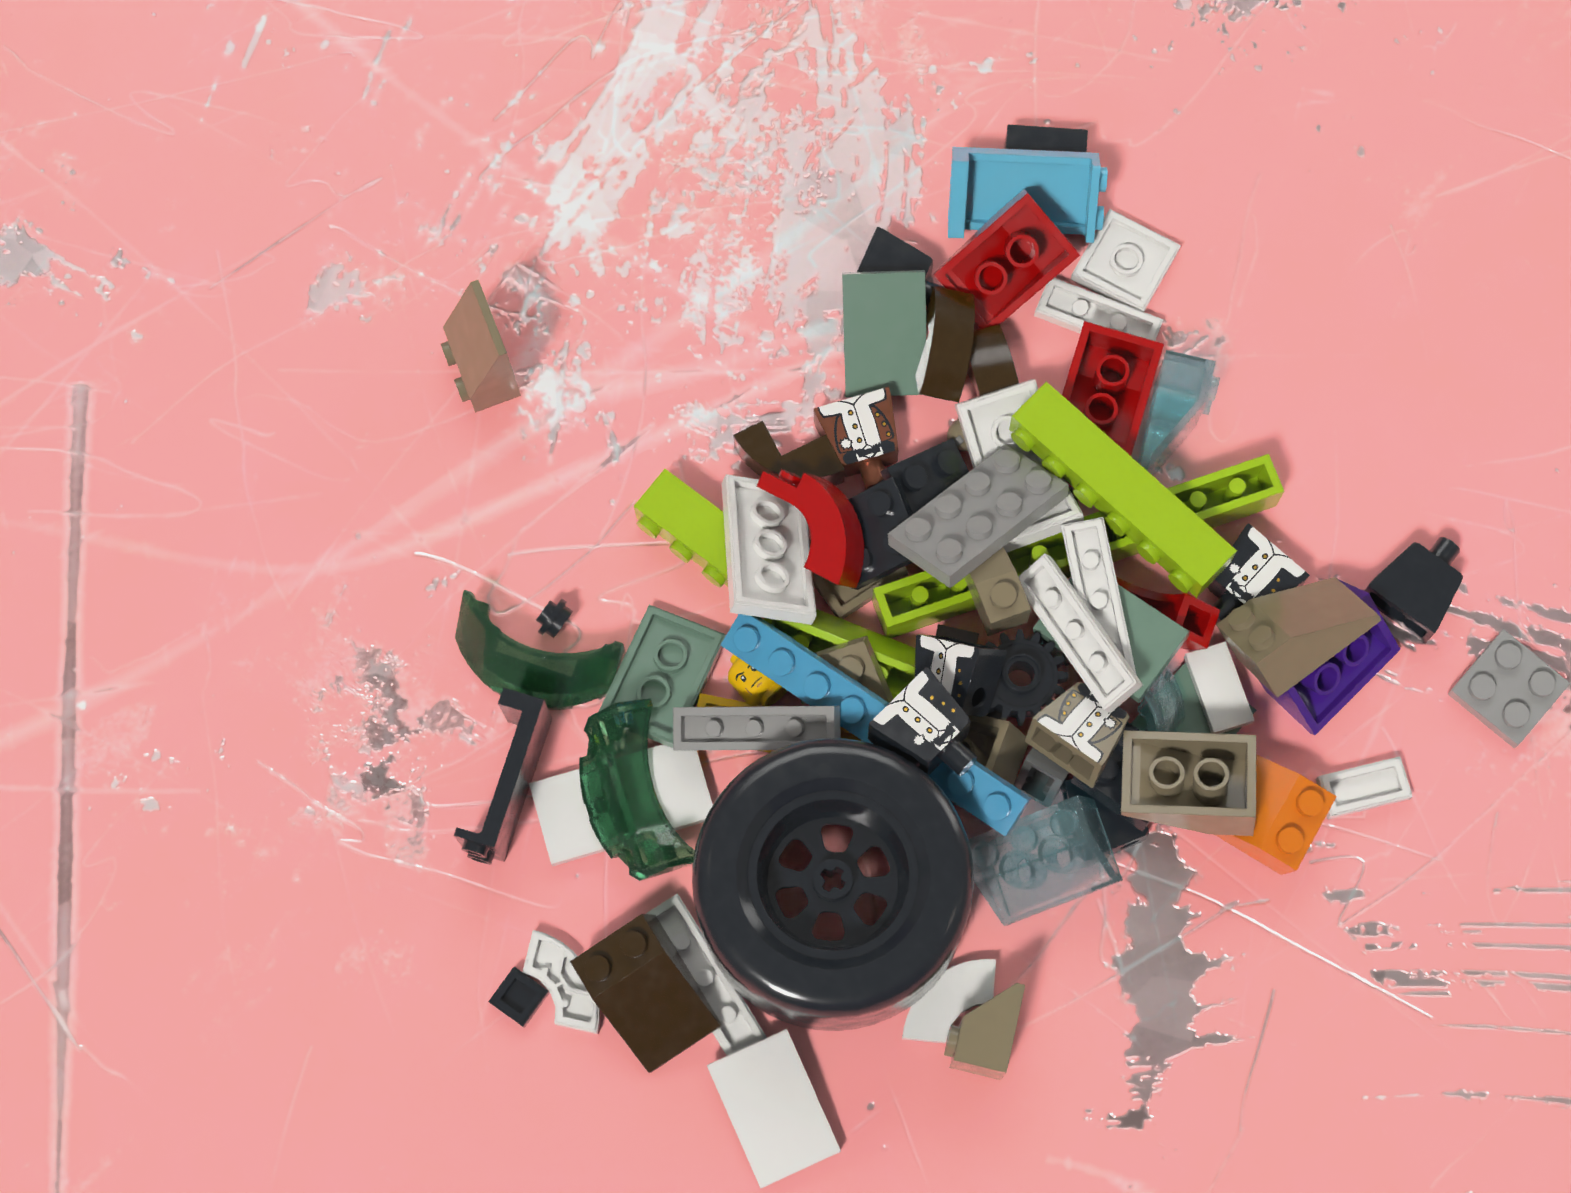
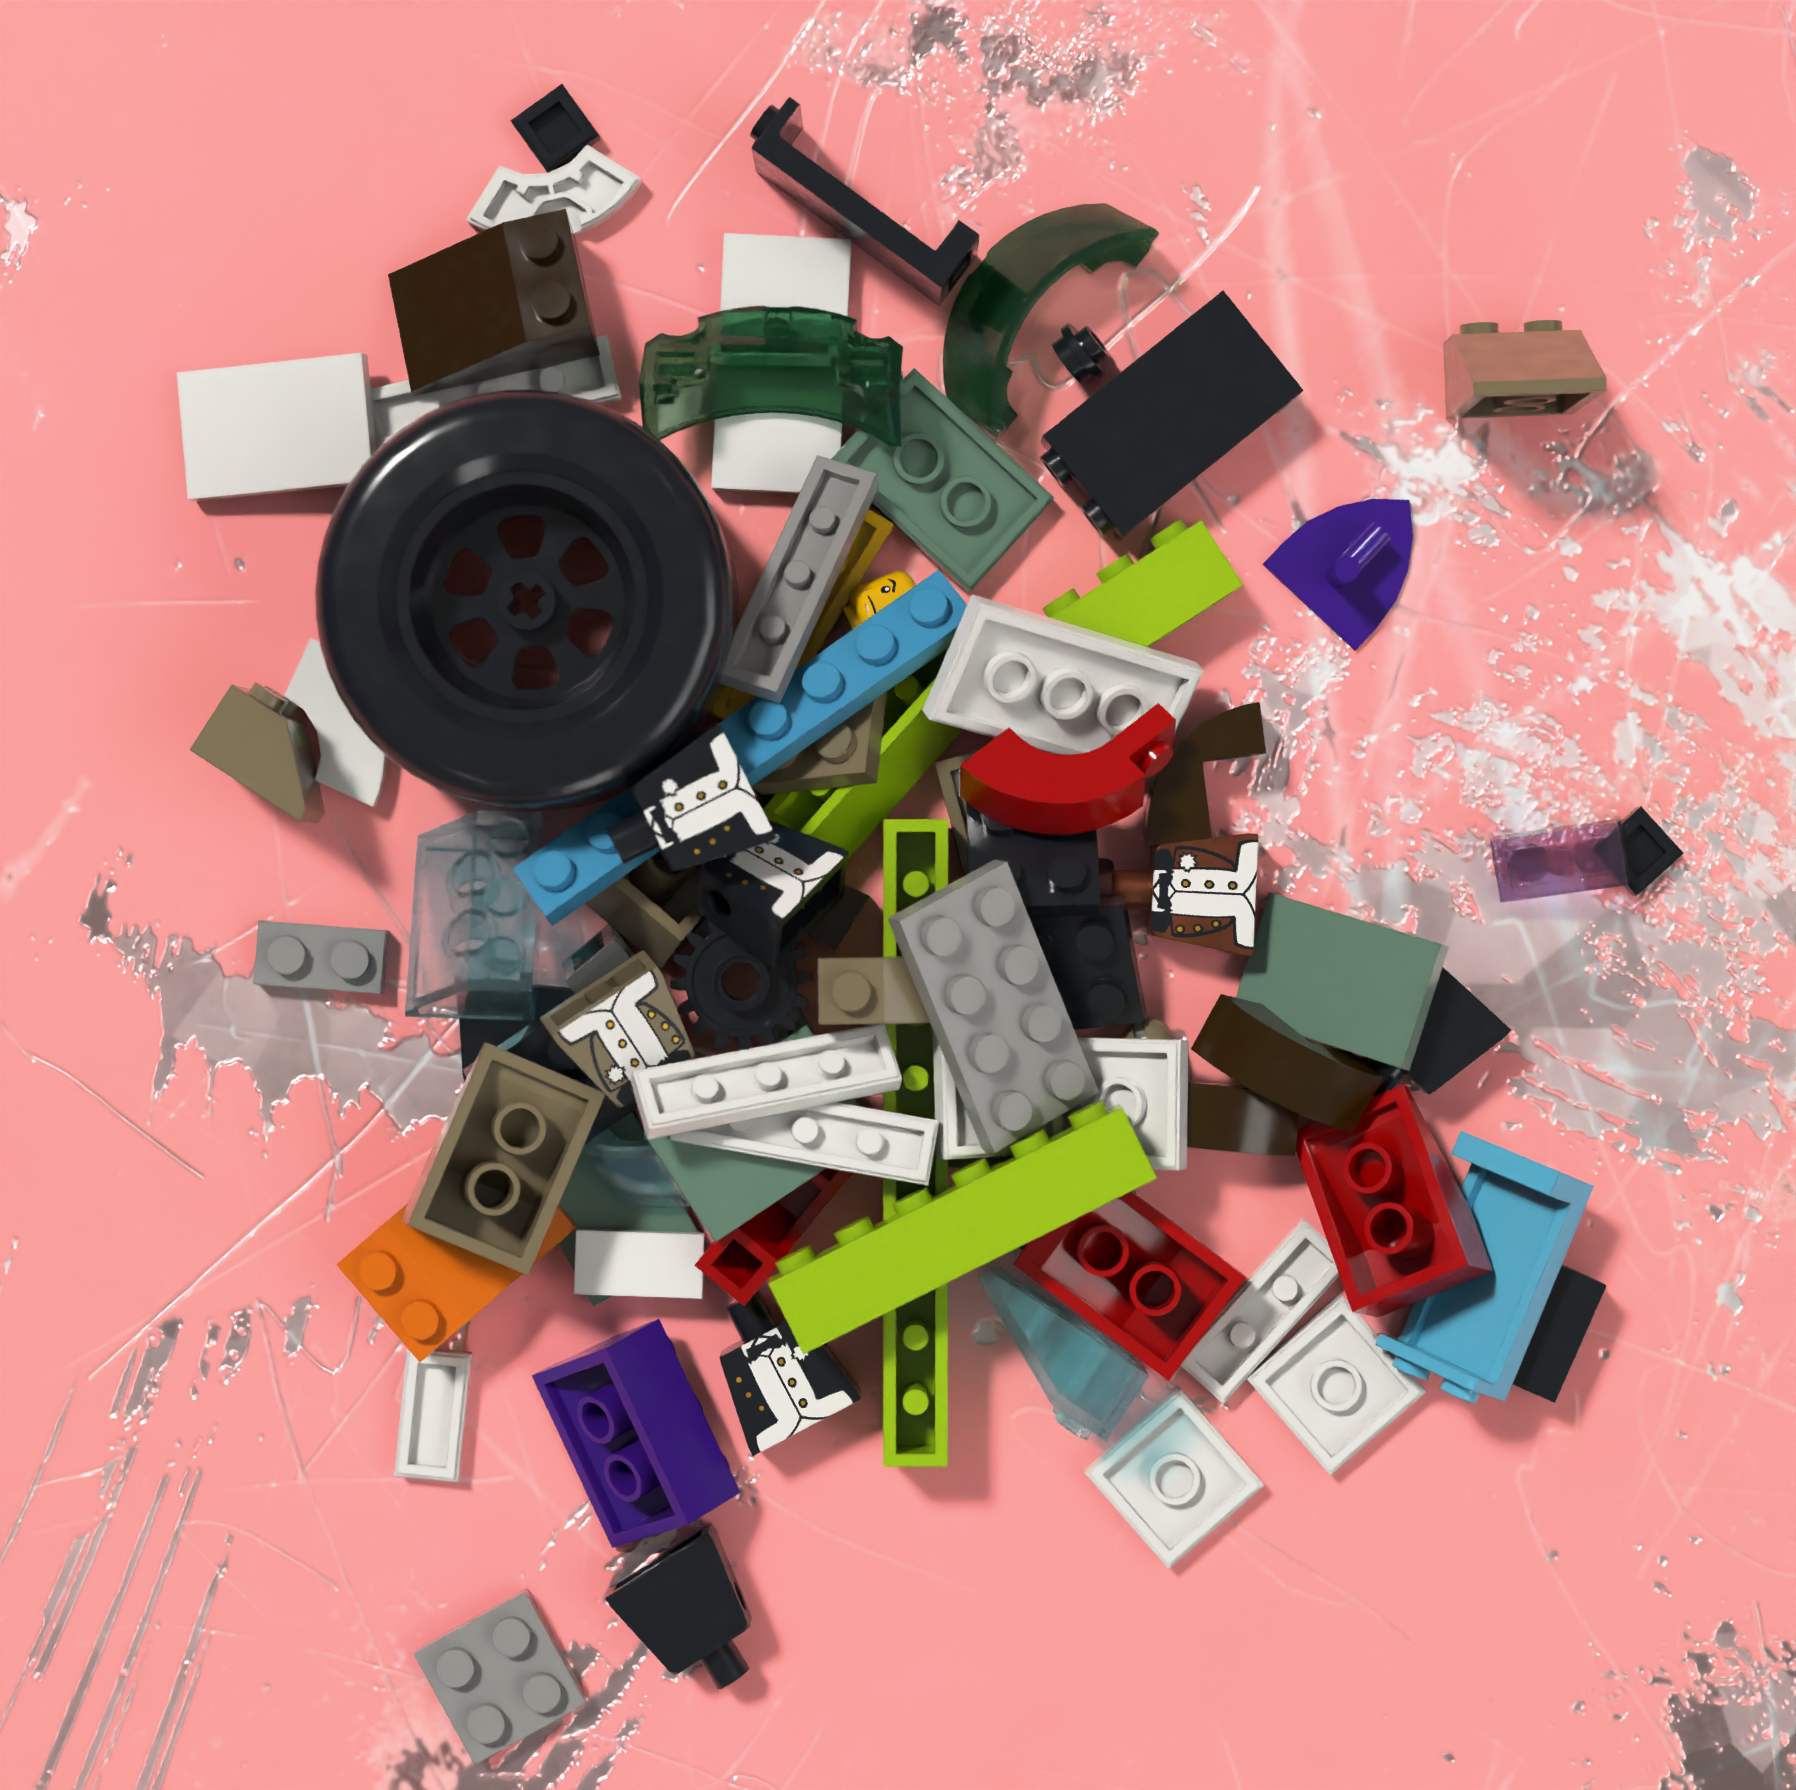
camera: 110 degrees right, 15 degrees up
(577, 550) = (1168, 417): none -> black panel
(629, 421) = (1348, 564): none -> dark purple shield
(743, 200) = (1647, 849): none -> black tile
(765, 236) = (1560, 860): none -> clear purple plate
(1104, 960) = (321, 957): none -> light grey plate
(1220, 330) = (1173, 1477): none -> white tile
(1295, 631) = (670, 1401): dark tan slope -> none

